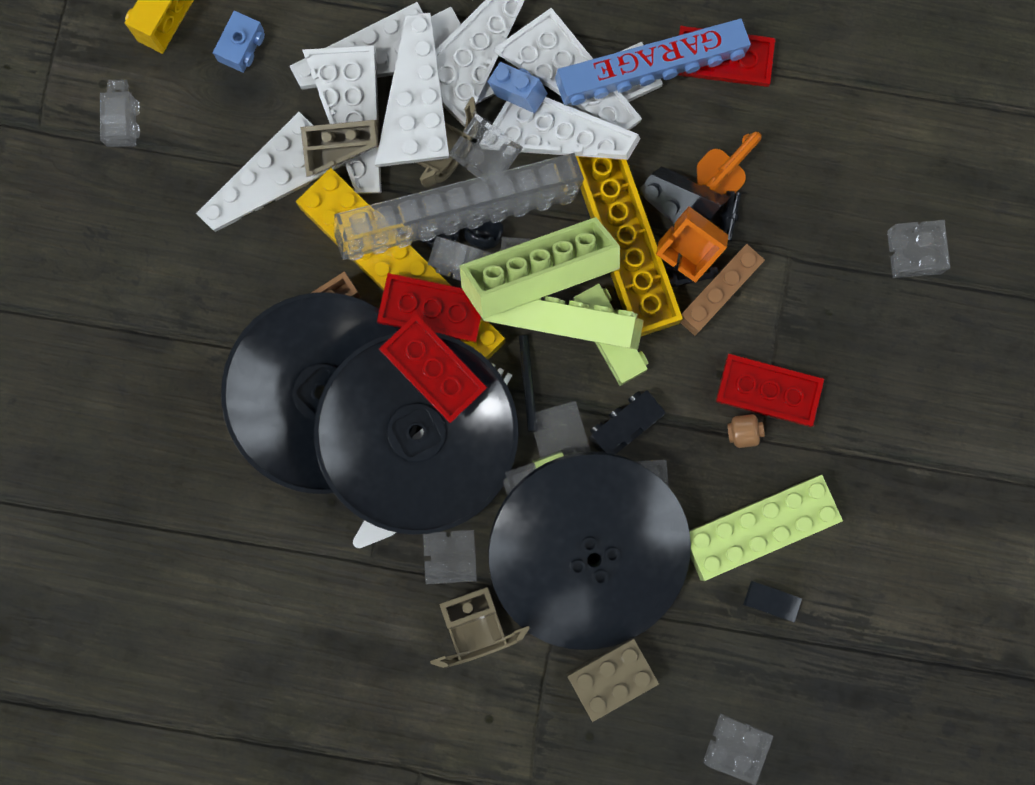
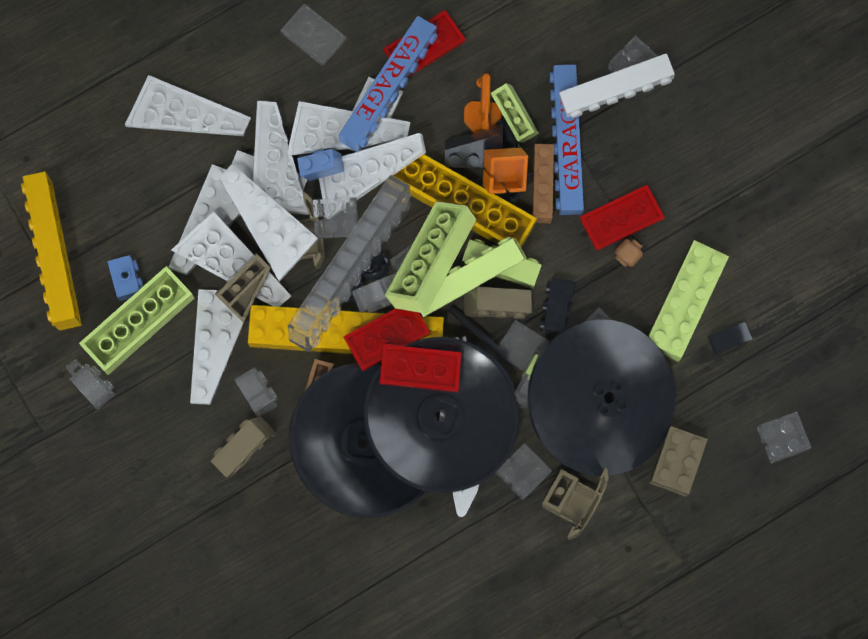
camera: 40 degrees left, 5 degrees down
(206, 296) = (242, 445): none -> dark tan wedge
(212, 91) = (137, 320): none -> yellowish green brick
(262, 256) = (256, 393): none -> clear piece
(572, 370) = (497, 303): none -> dark tan wedge
(754, 196) = (514, 113): none -> yellowish green brick
(784, 267) = (567, 145): none -> medium blue brick
(881, 254) = (617, 85): none -> white brick

